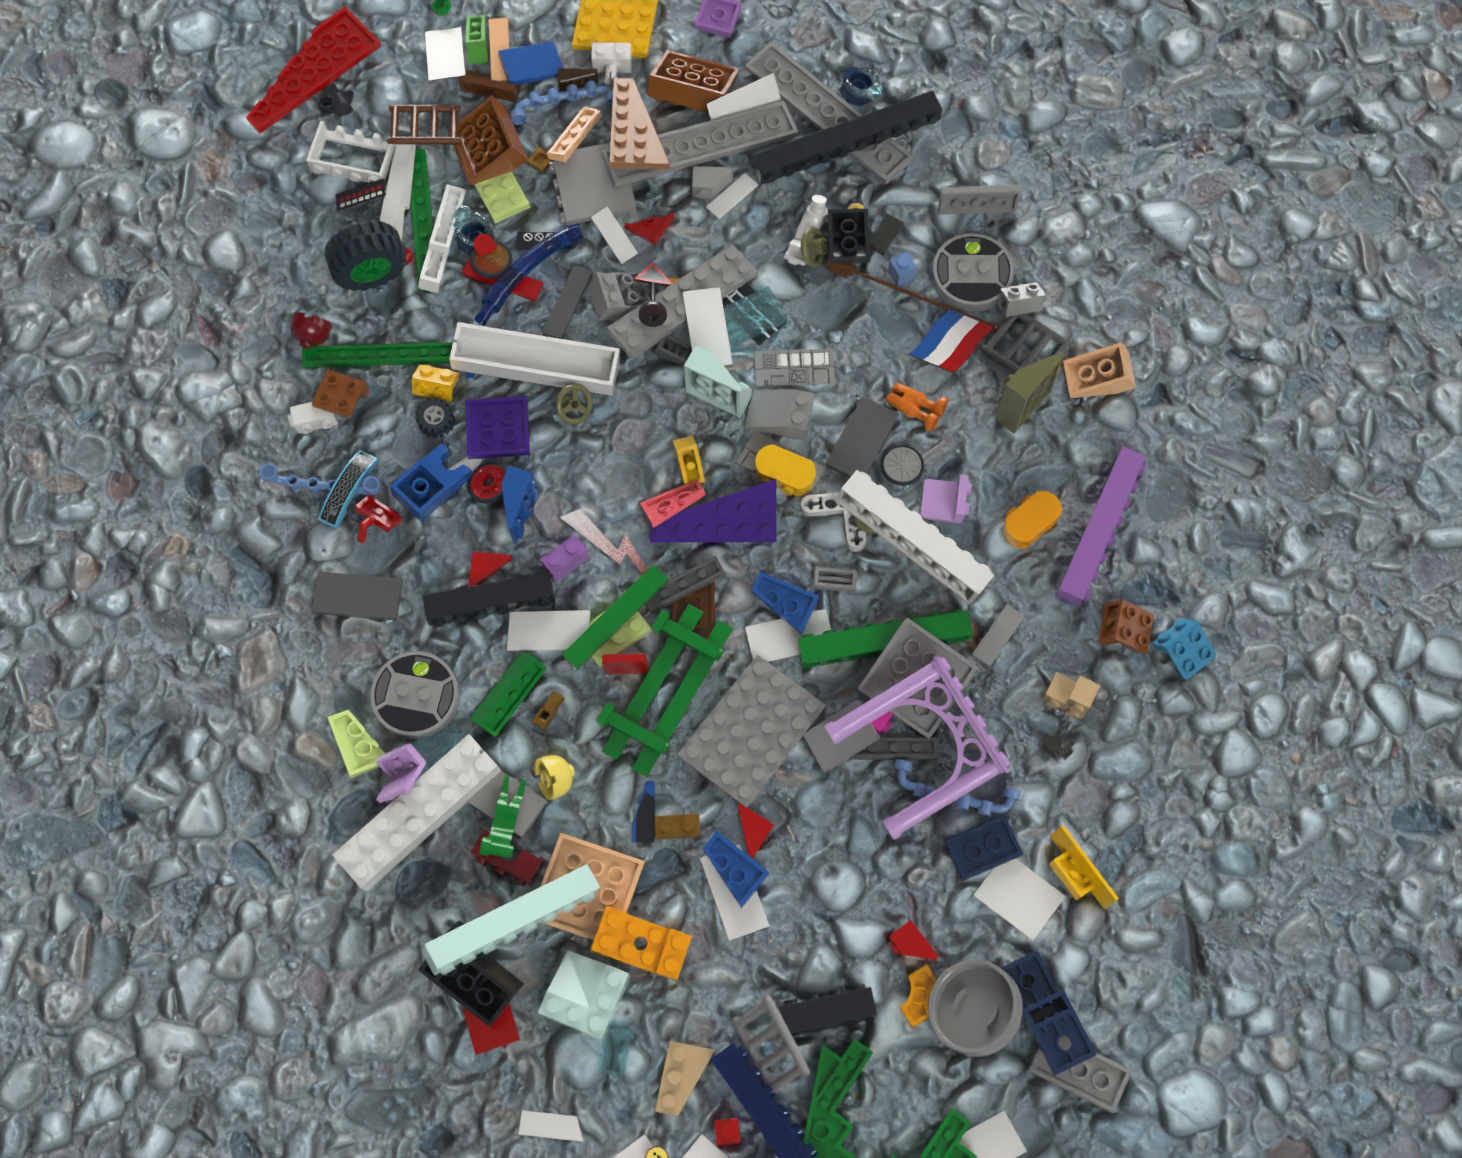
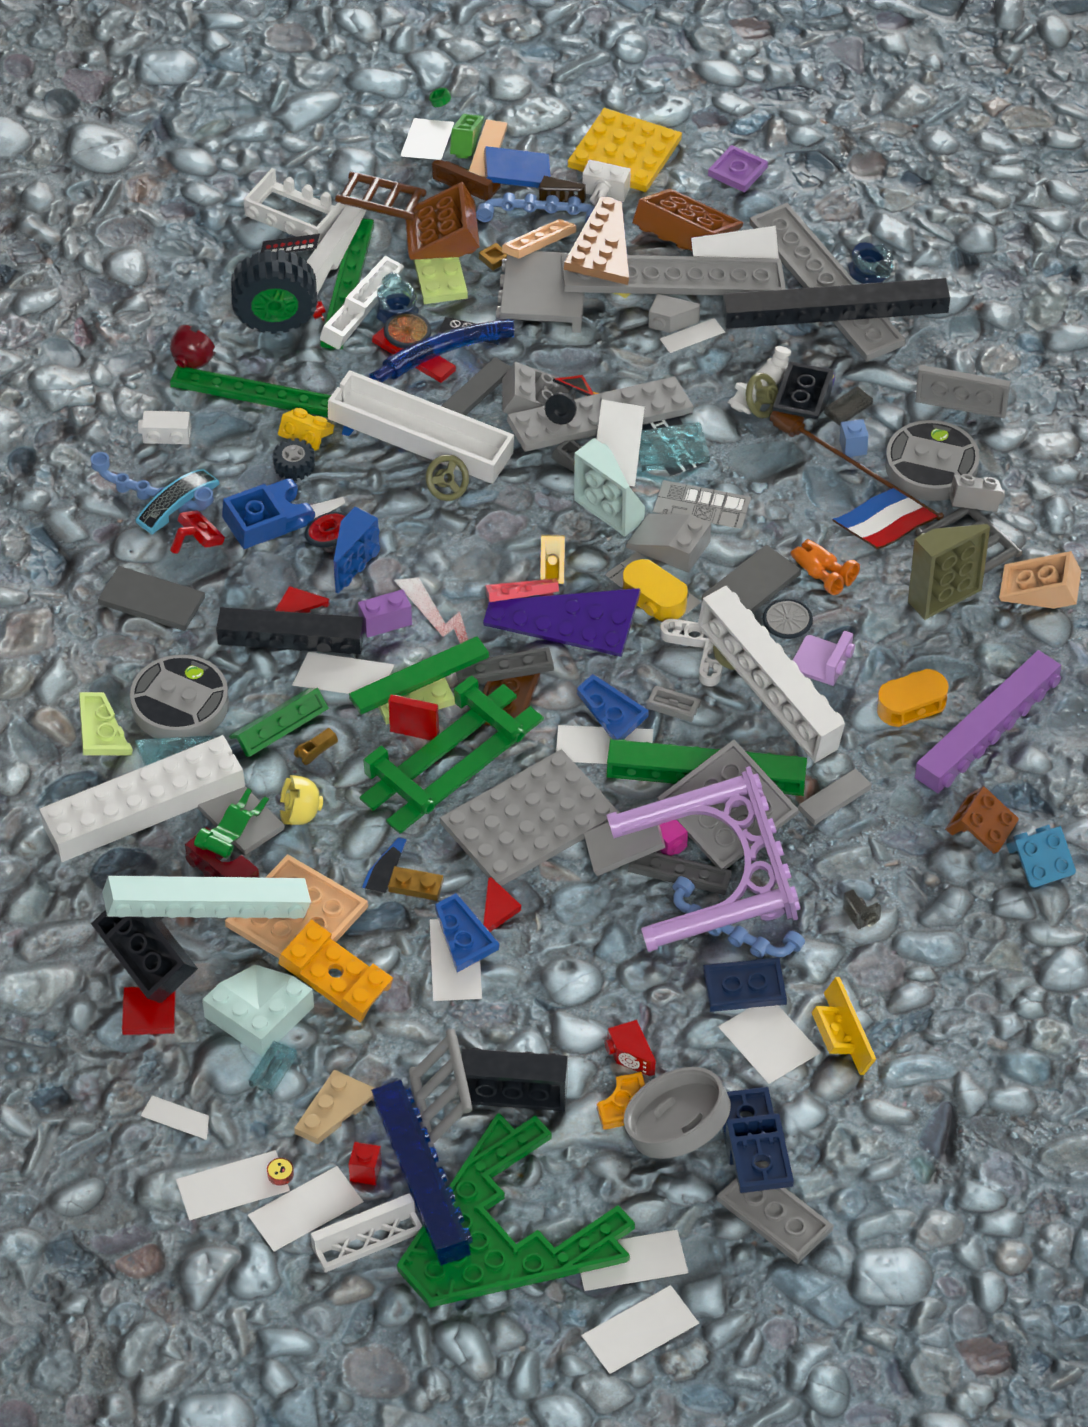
camera: 15 degrees right, 20 degrees down
(328, 54) = (303, 114): red wing -> none
(338, 101) = (294, 158): black plate -> none
(339, 393) = (202, 410): dark orange bracket -> none
(403, 768) = (139, 750): lavender bracket -> none
(484, 245) = (404, 313): red tile -> none
(497, 427) = (357, 482): dark purple plate -> none
(614, 235) = (548, 338): white sticker -> none
(651, 228) = (592, 344): red tile -> none
(1071, 695) = (895, 865): tan brick -> none

